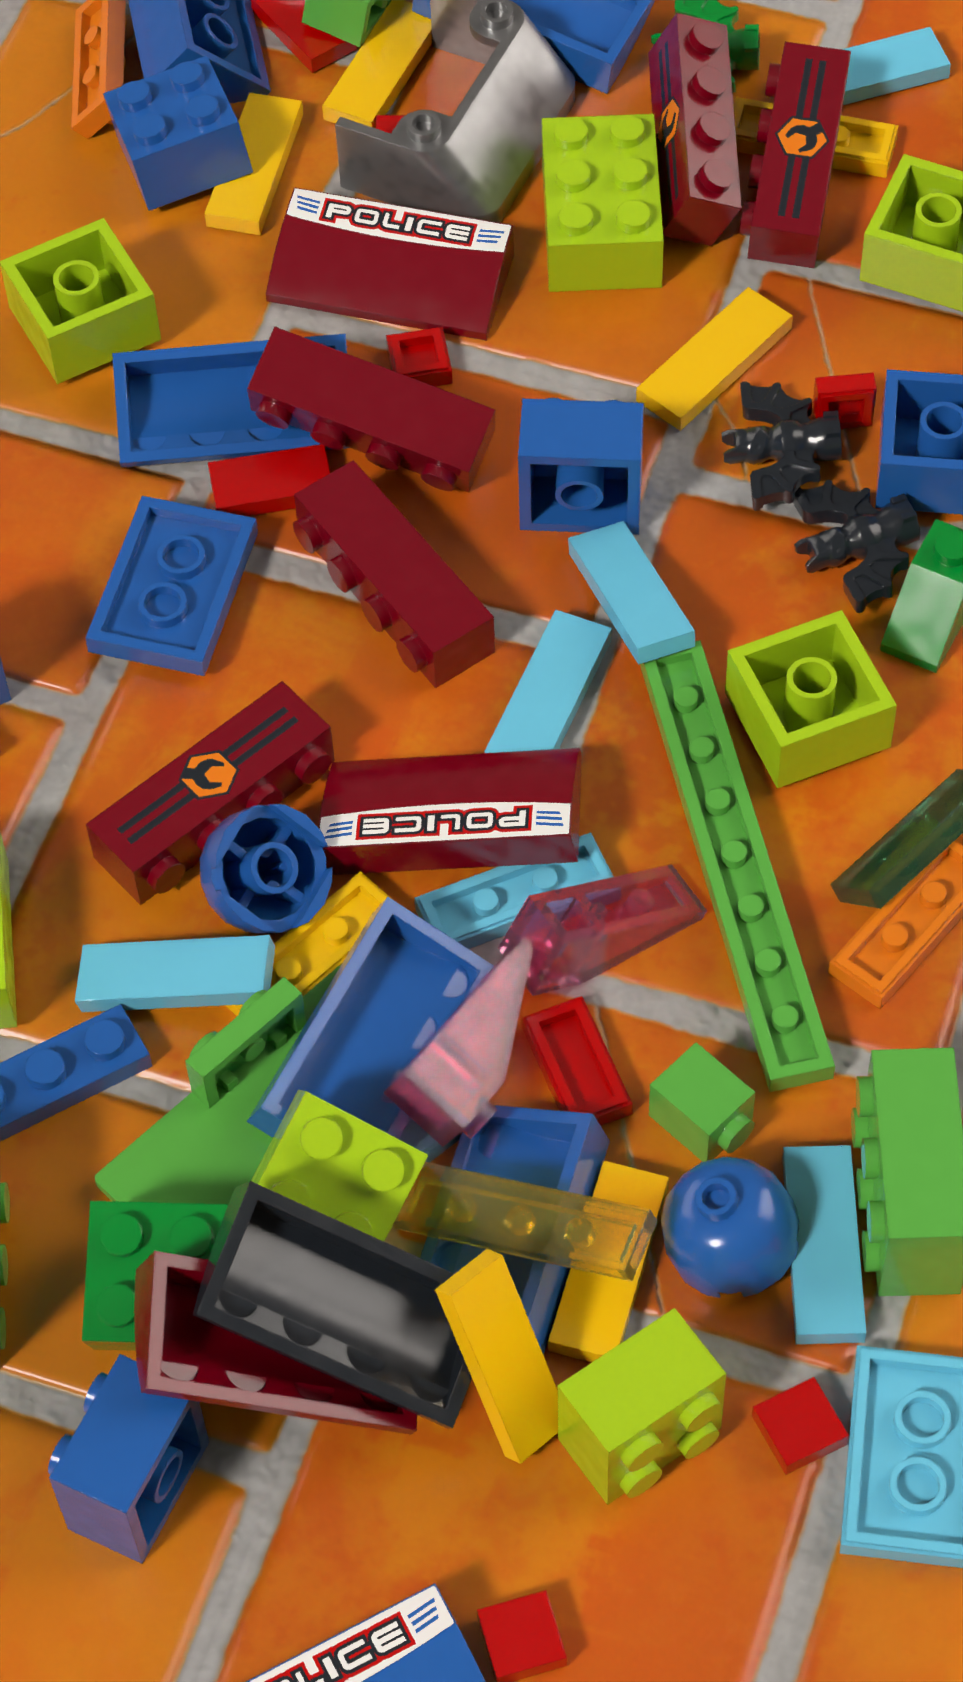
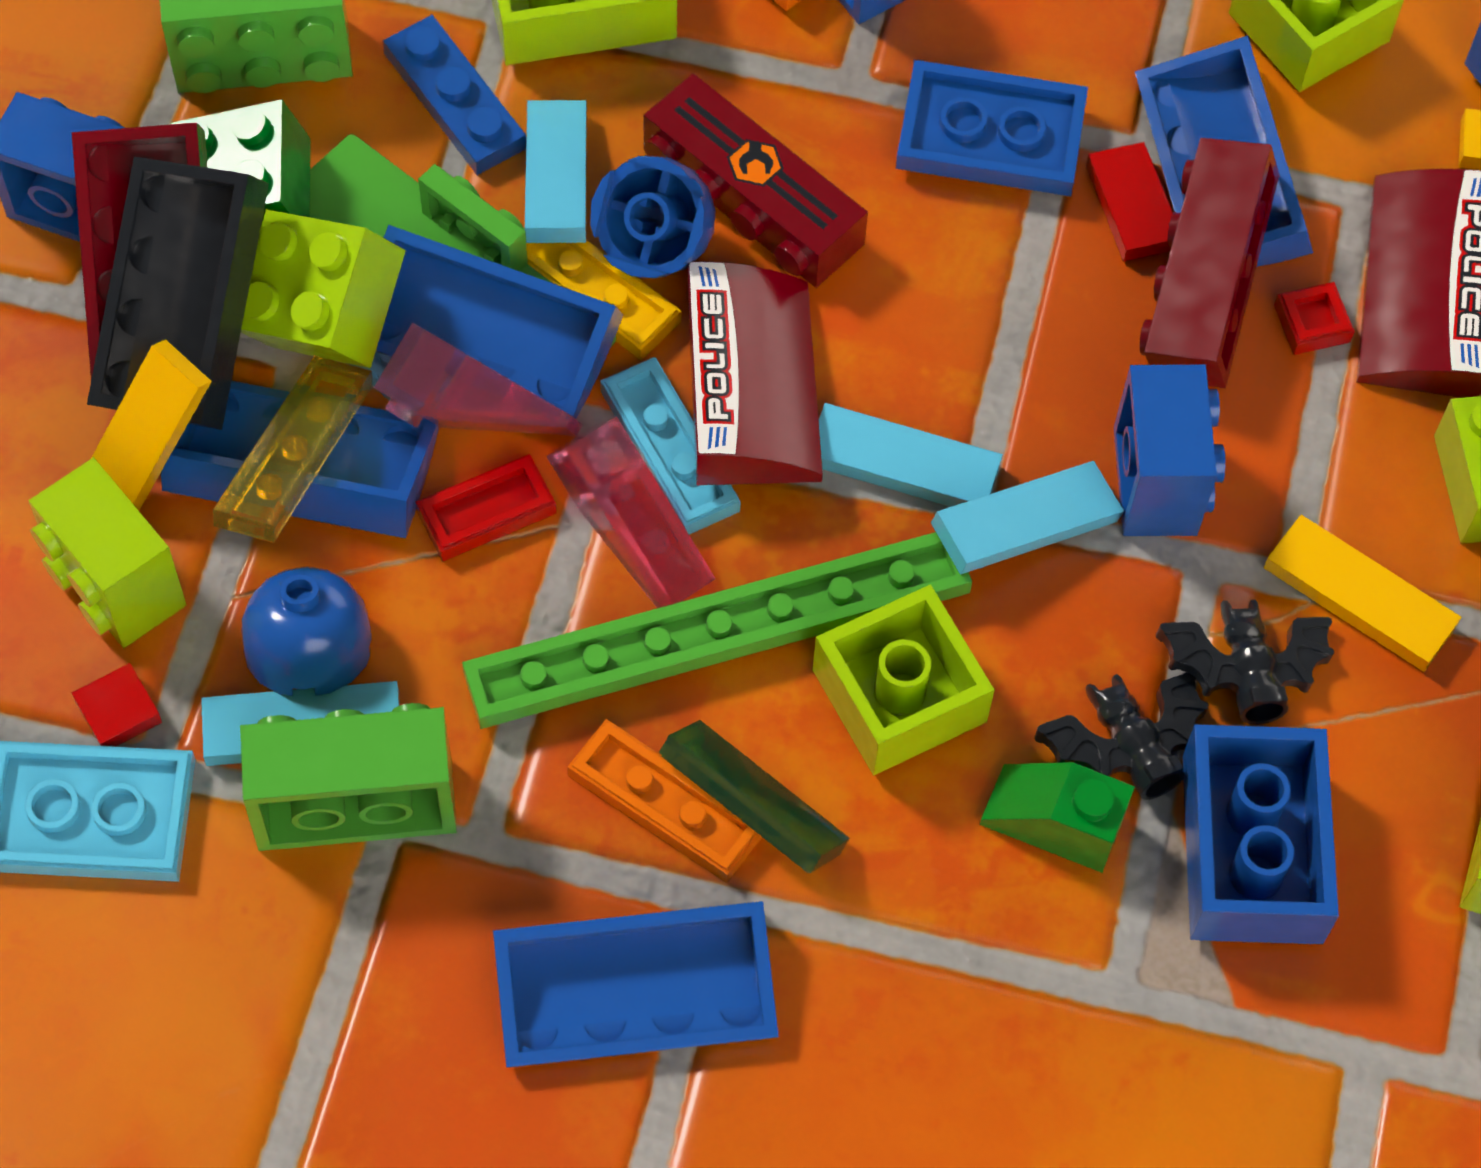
camera: 80 degrees right, 5 degrees up
(393, 574) = (1024, 307): dark red brick -> none
(596, 1306) = (303, 542): yellow tile -> none
(702, 1104) = (436, 606): bright green brick -> none
(849, 394) = (1310, 703): red tile -> none

